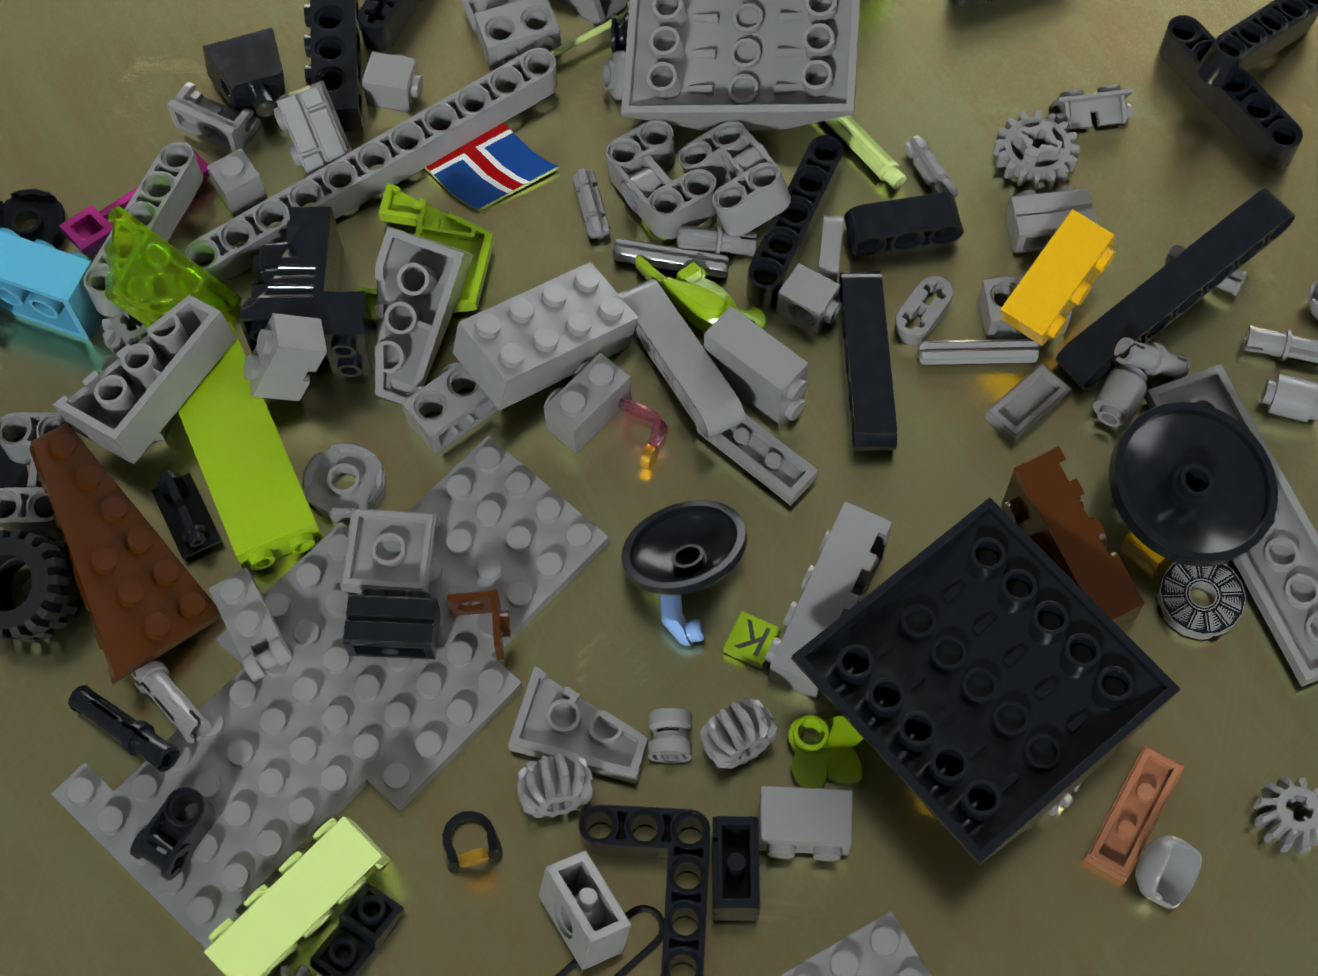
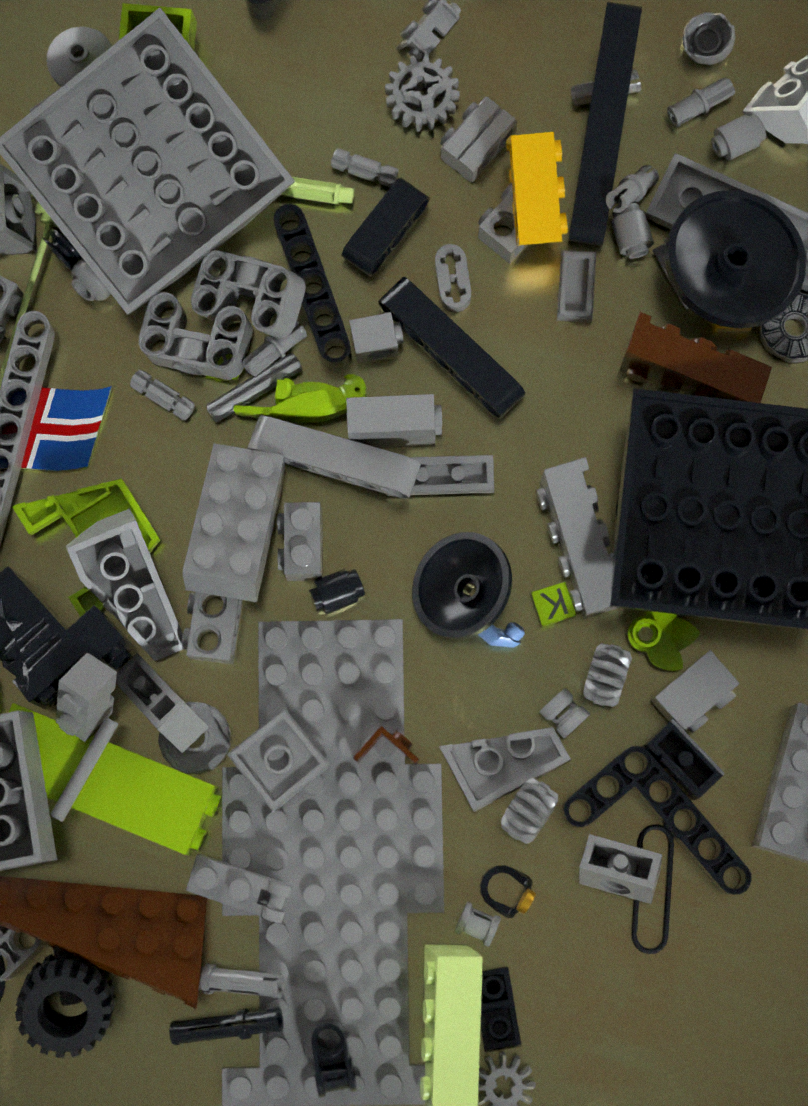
camera: 40 degrees left, 15 degrees up
(185, 513) = (114, 855): black hinge -> none
(228, 416) = (84, 769): none -> light grey bar
(341, 426) = (160, 703): none -> light grey slope
(392, 625) = (332, 806): black brick -> none
(414, 844) = (477, 924): none -> light grey bush
(576, 466) = (337, 590): none -> black brick
(658, 431) = (349, 514): clear pink piece -> none
(830, 246) = (354, 288): light grey beam -> none
(978, 351) = (513, 278): light grey axle -> none

